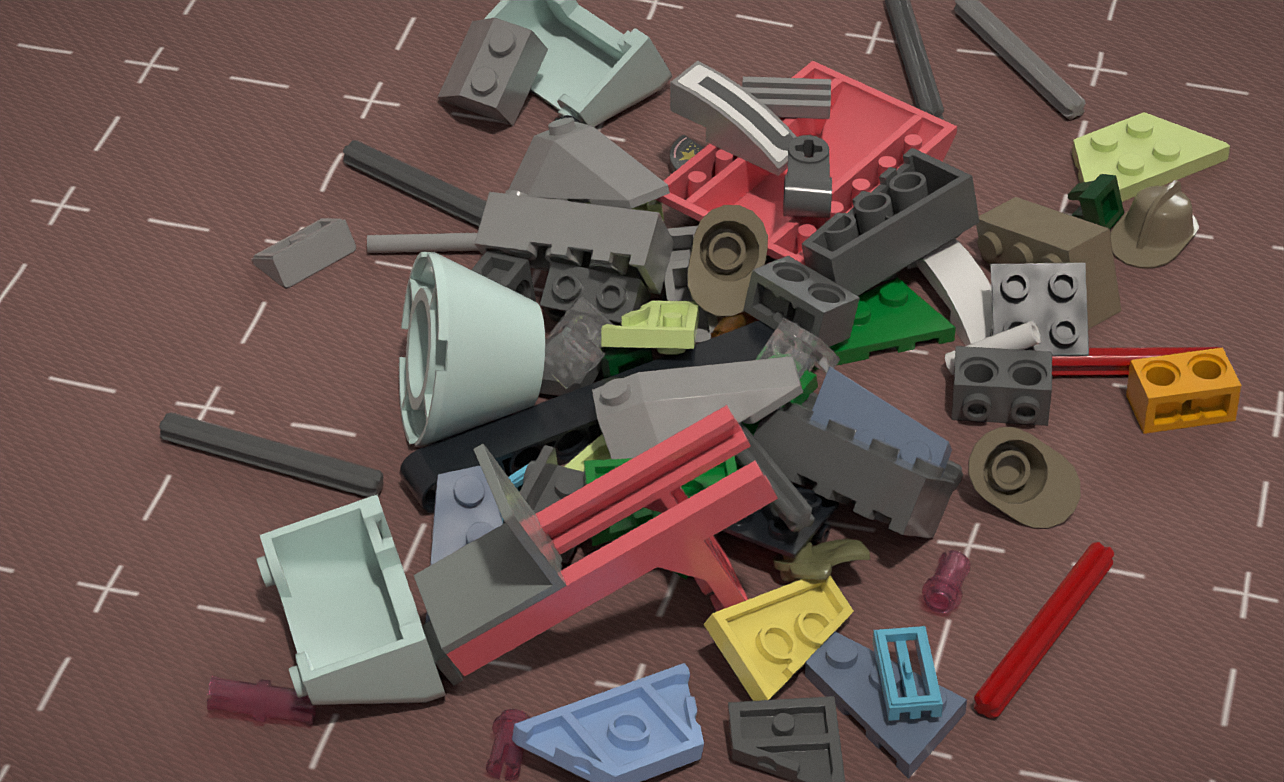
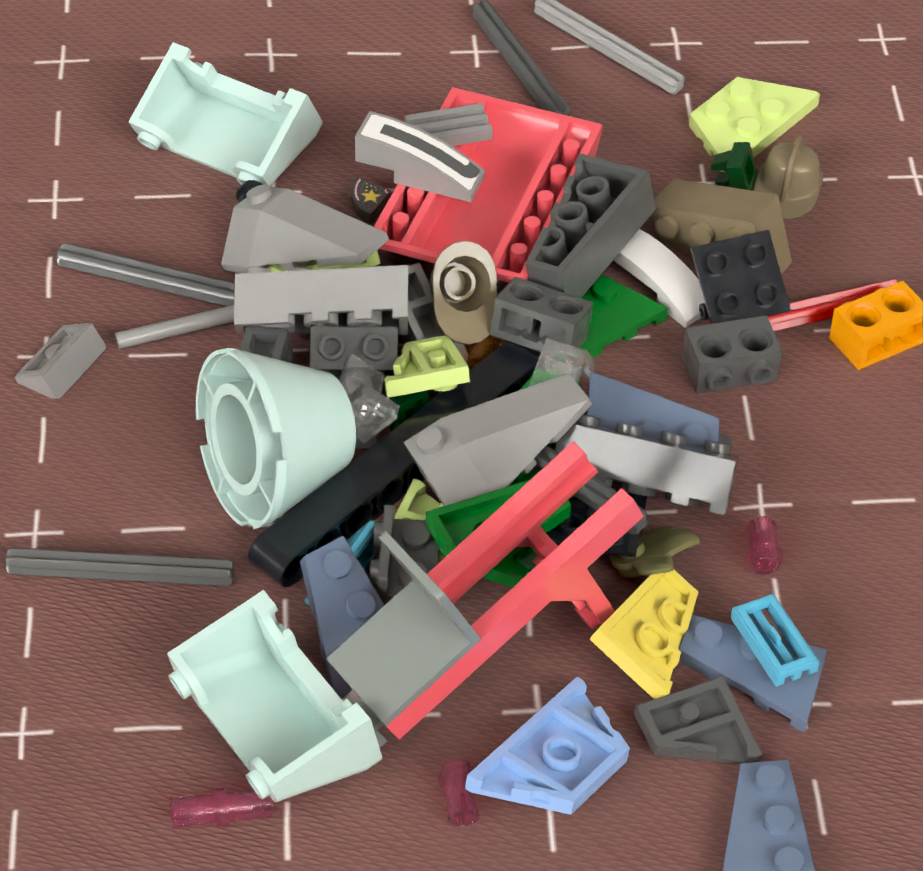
camera: 20 degrees left, 5 degrees up
(494, 69) = (164, 149): light grey slope -> none
(808, 179) = (506, 202): dark grey piece -> none
(1015, 338) = (730, 311): white piece -> none
(1024, 477) = (791, 435): dark tan piece -> none
(1043, 630) = (860, 570): red axle -> none

